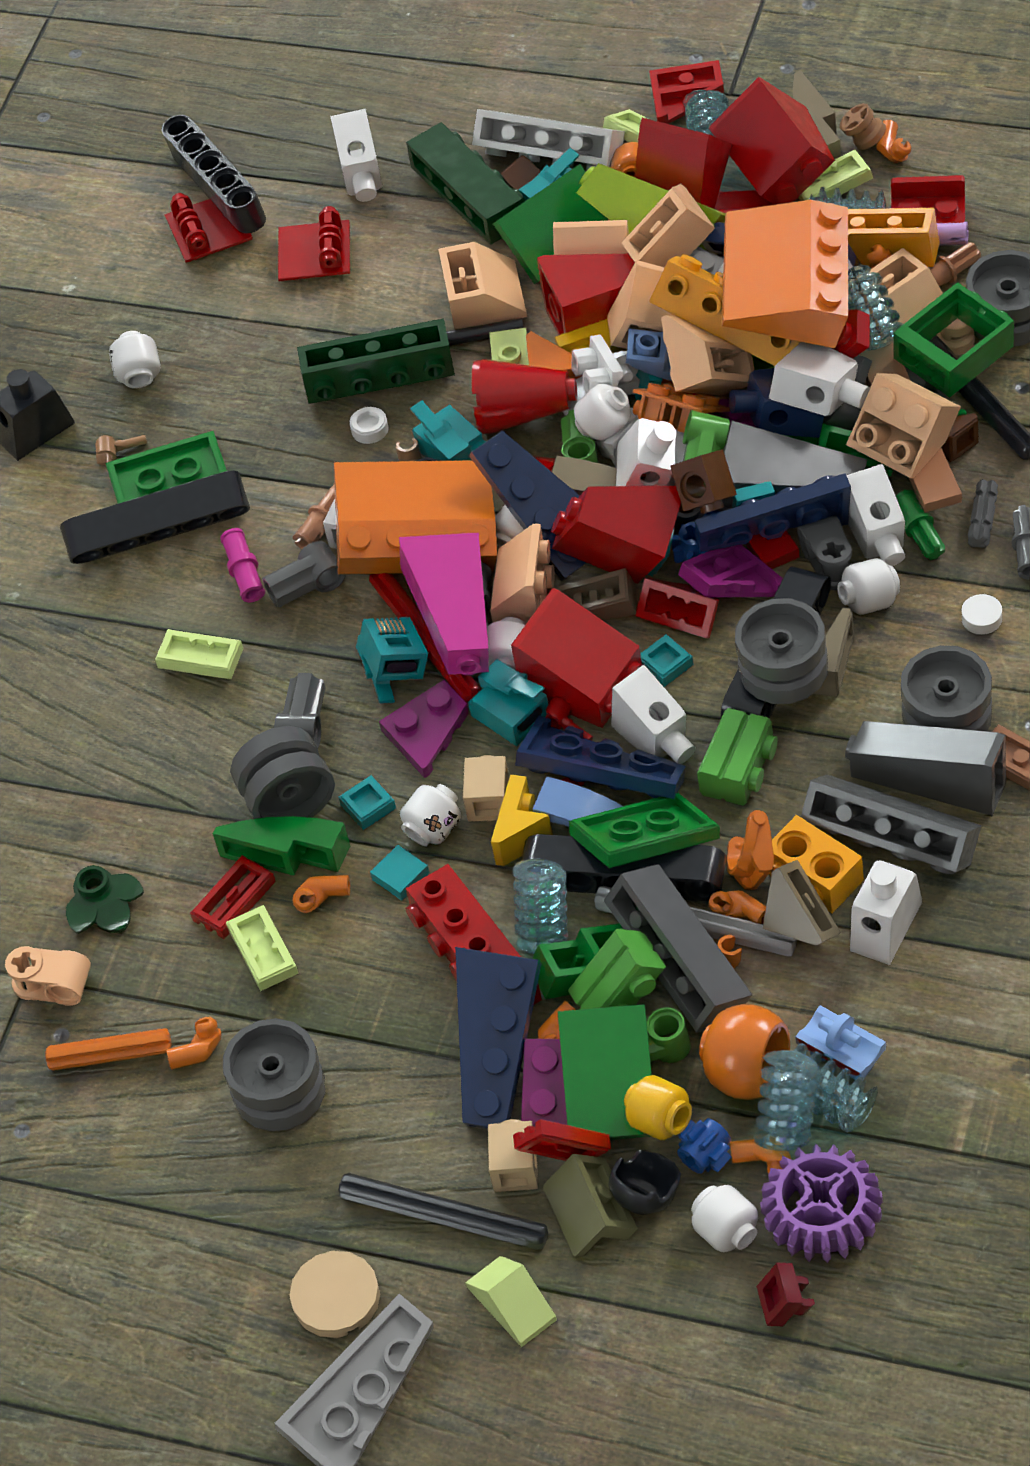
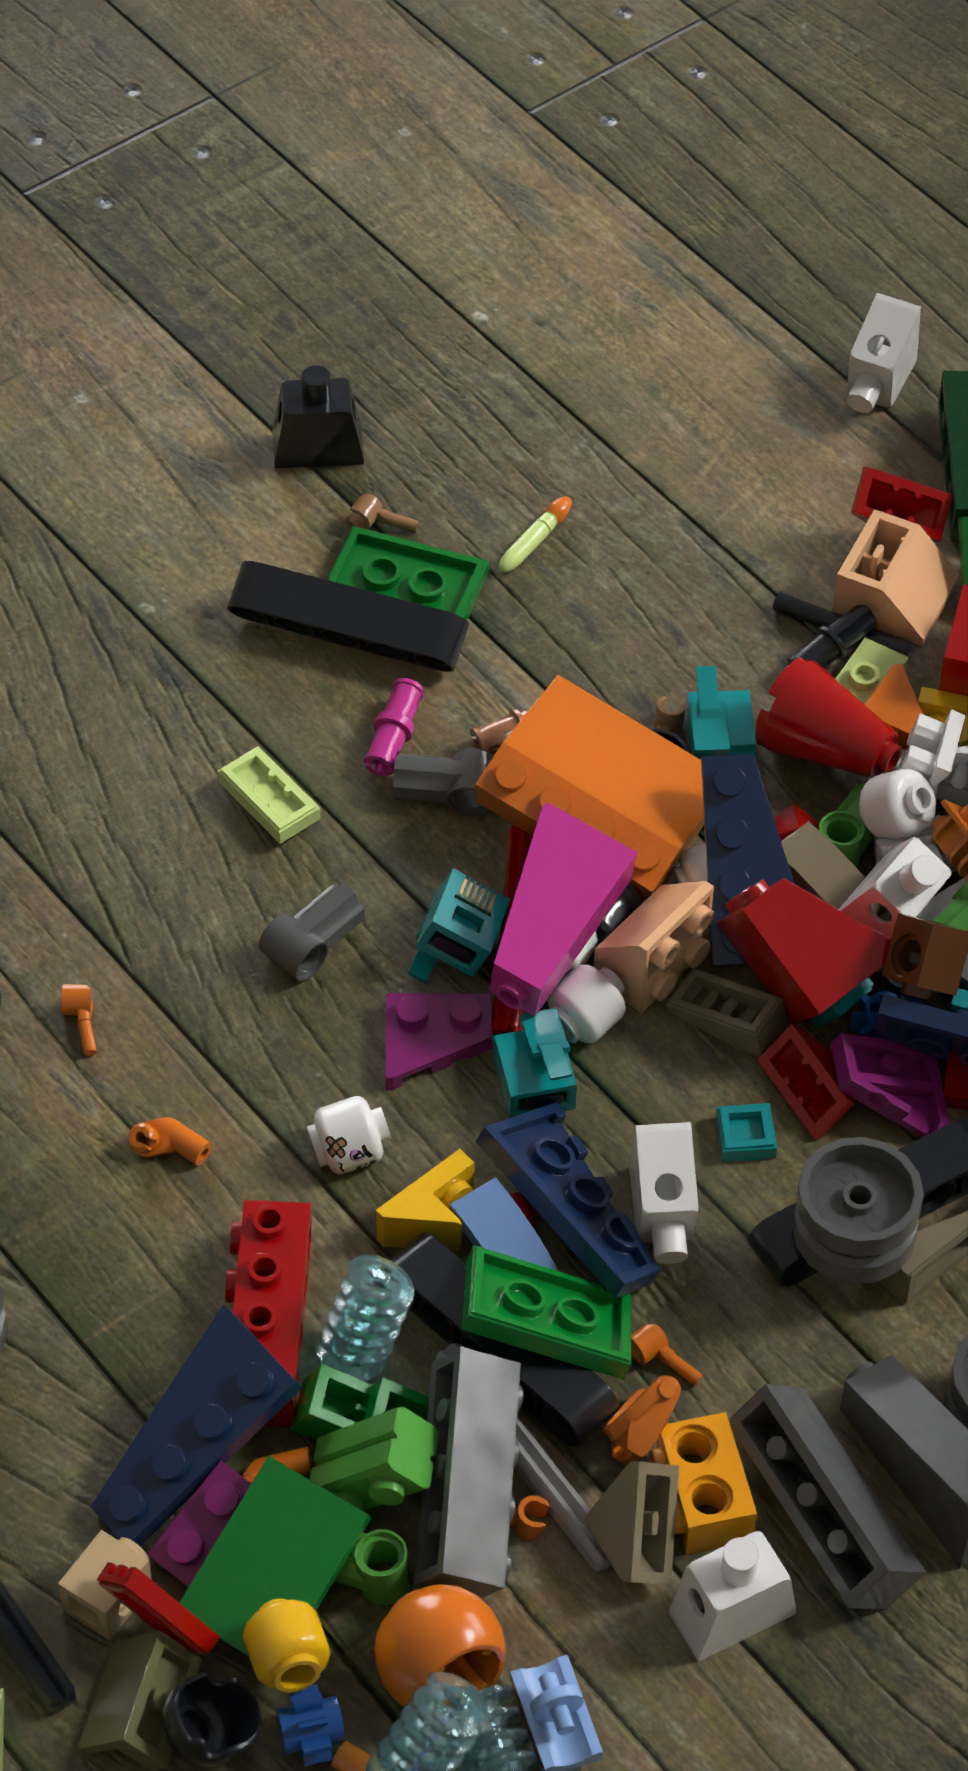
camera: 25 degrees right, 0 degrees up
(134, 359) = (472, 433): white head -> none
(189, 850) = (77, 1002): none -> orange hand
(201, 228) = (671, 335): red hinge -> none
(214, 174) = (719, 284): black beam -> none
(227, 397) = (535, 534): none -> yellowish green piece
(238, 900) = (82, 1090): red tile -> none
(262, 948) = (57, 1161): yellowish green plate -> none
(282, 774) = (224, 987): dark grey wheel -> none
(285, 842) = (177, 1062): green slope -> none
(314, 248) = (761, 429): red hinge -> none
(367, 802) = (301, 1075): teal tile -> none
(369, 425) = (655, 658): white tile -> none
(375, 361) = (713, 592): dark green brick -> none
(399, 871) = (268, 1175): teal tile -> none
(446, 233) = (903, 500): none -> red slope
(472, 346) = (834, 641): none -> black axle
(484, 786) = (428, 1139): tan brick -> none
(558, 711) = (579, 1113): red hand -> none
(575, 656) = (639, 1061): red slope -> none
(716, 810) = (652, 1342): none -> orange hand
(736, 757) = (725, 1298): bright green brick -> none
(737, 905) = (582, 1468): orange arm -> none

